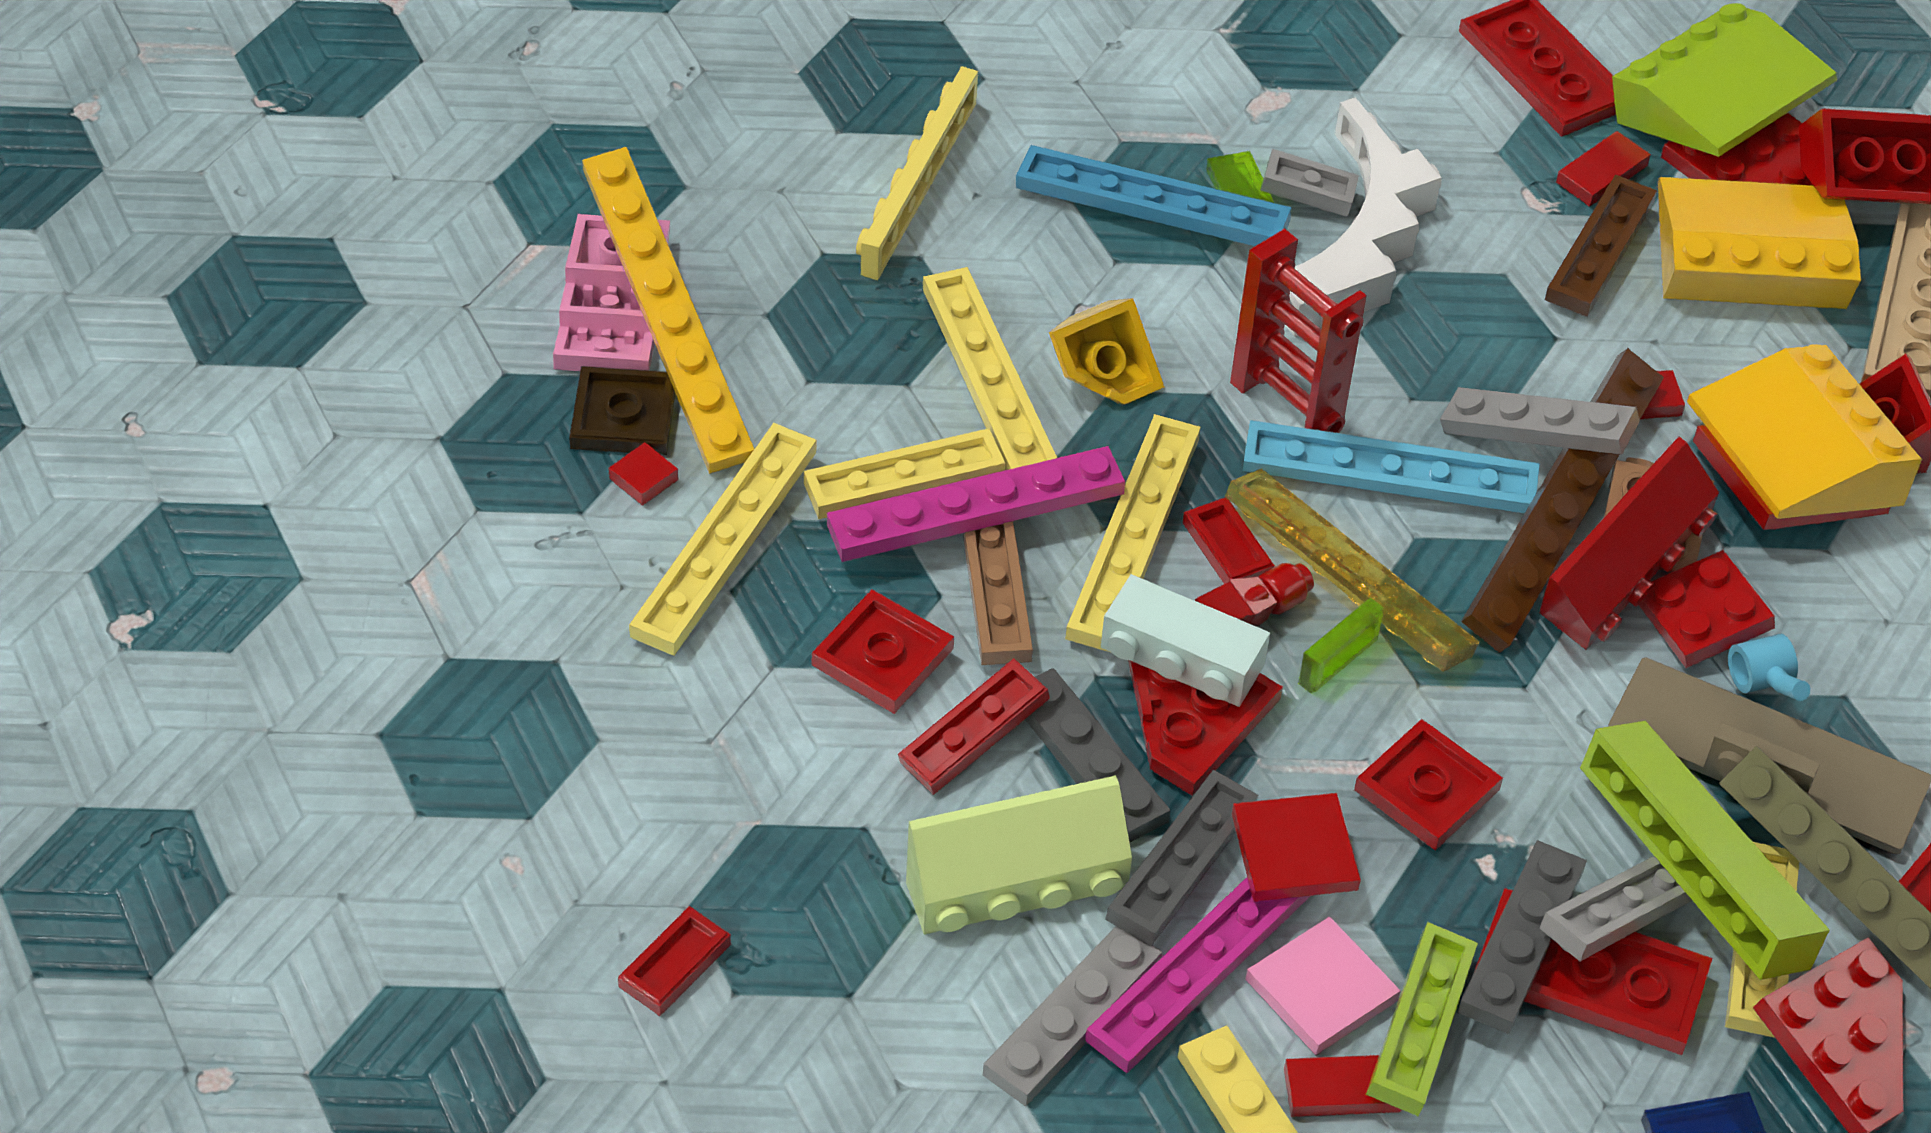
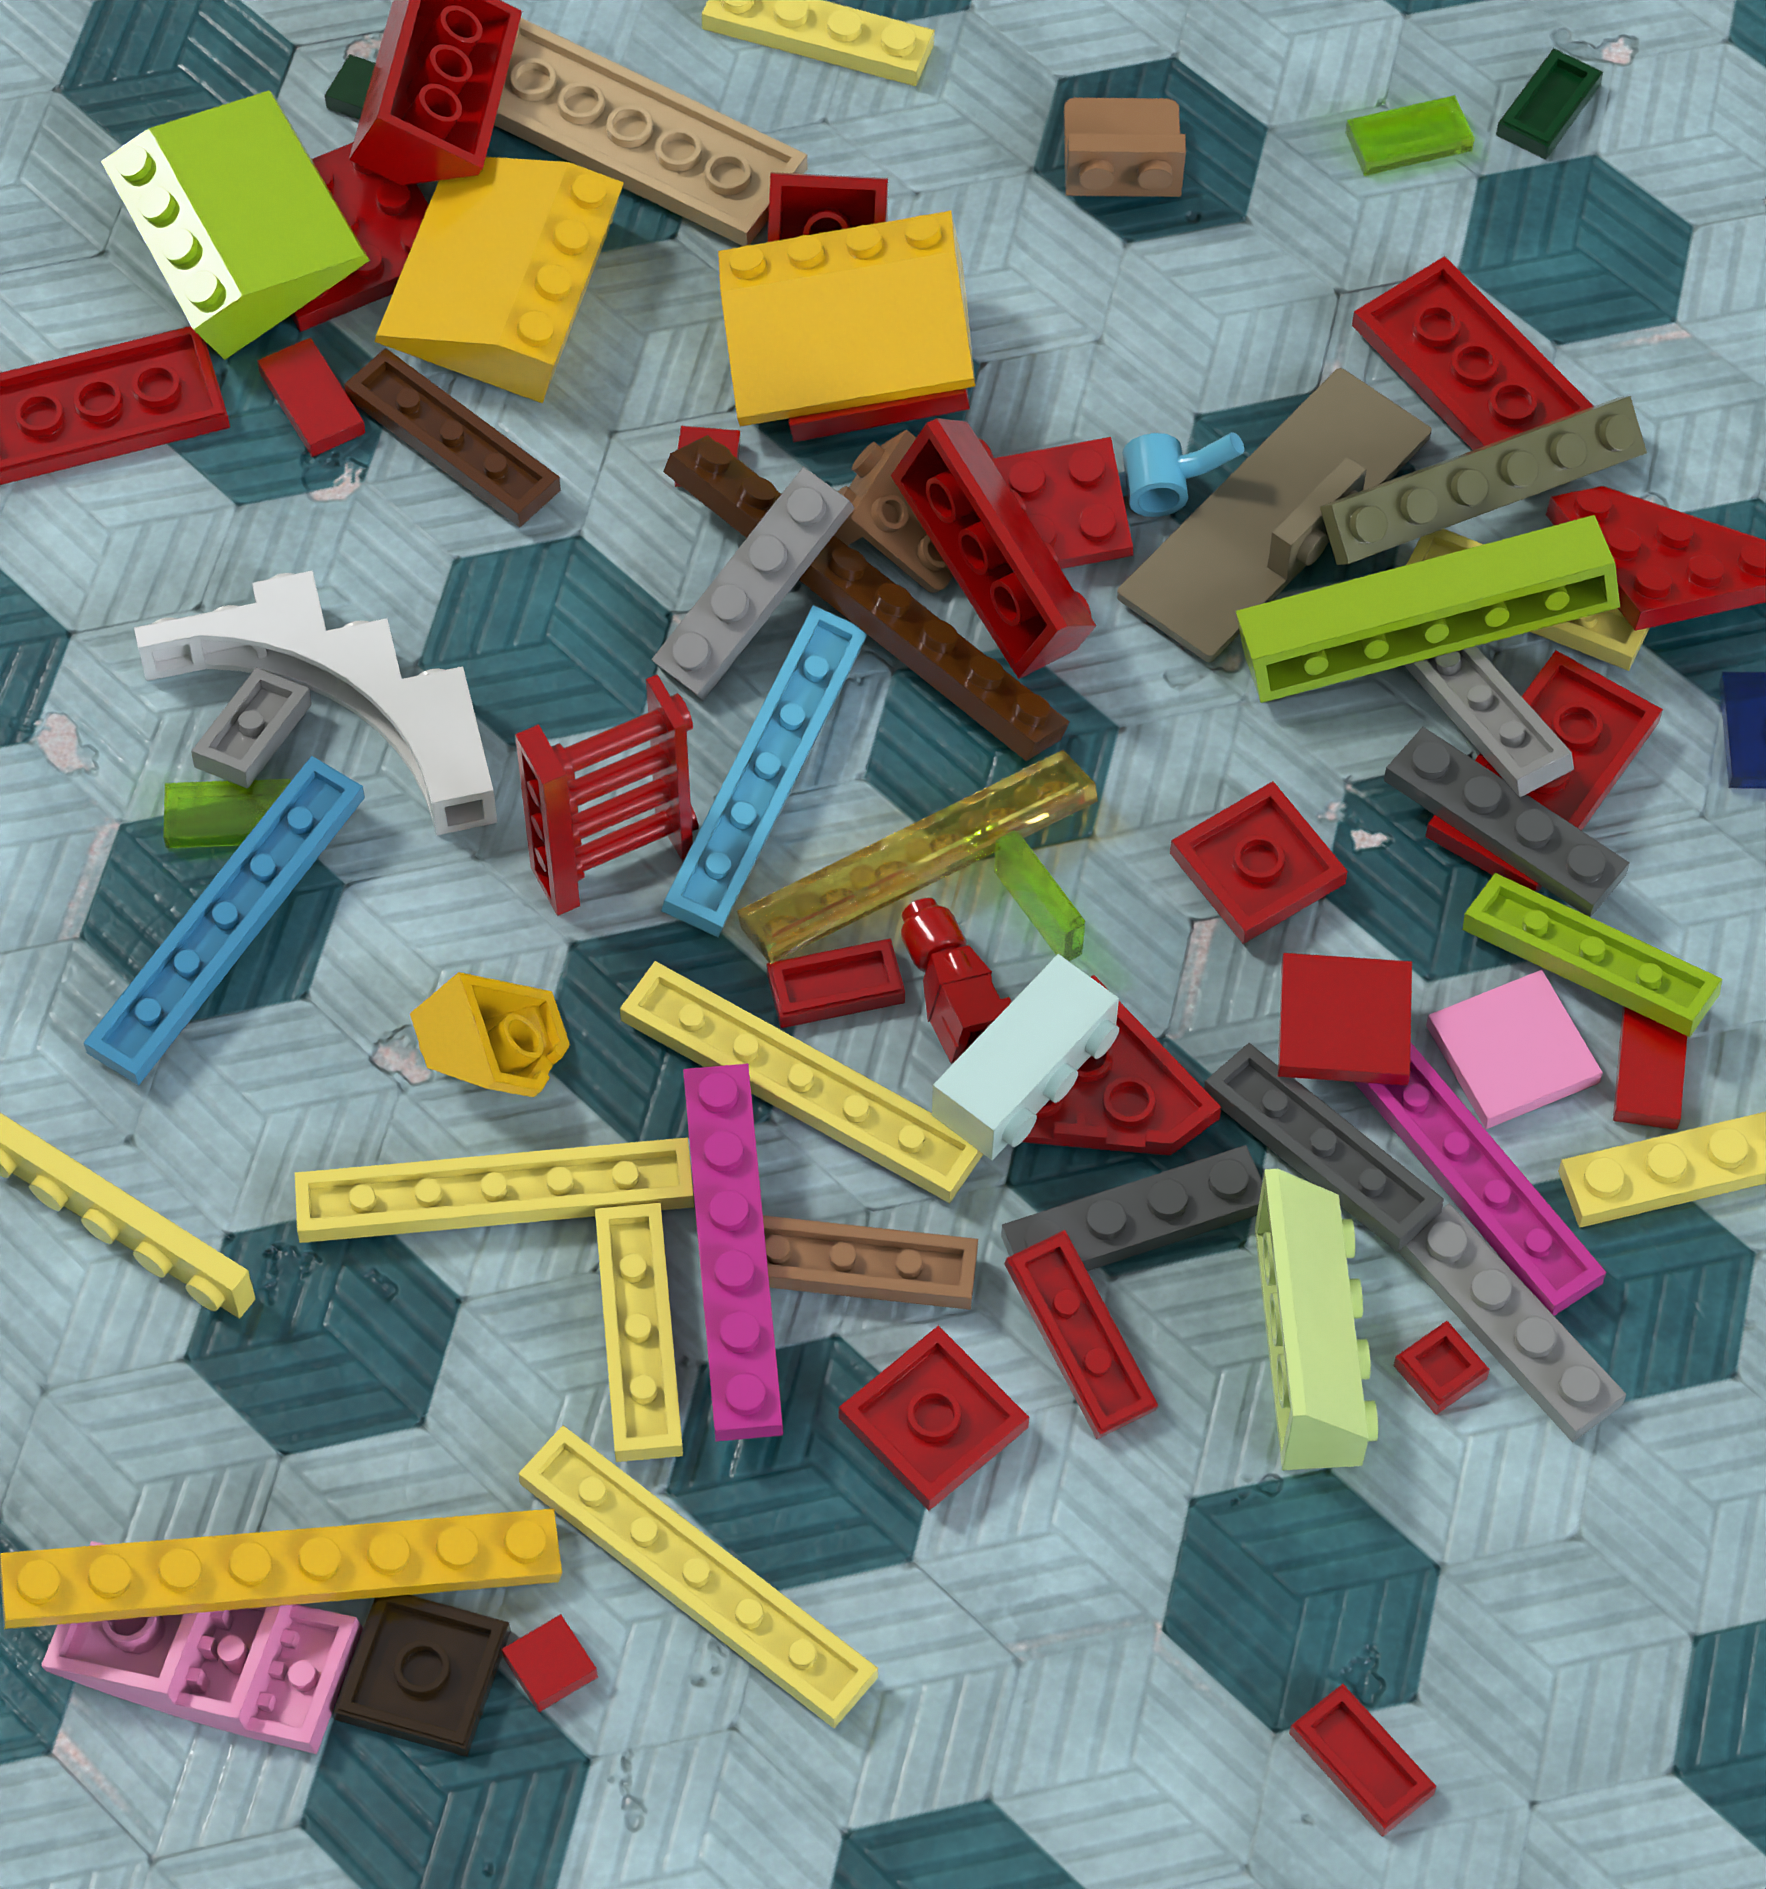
camera: 75 degrees left, 10 degrees up
(1019, 971) = (1441, 1367): none -> red tile

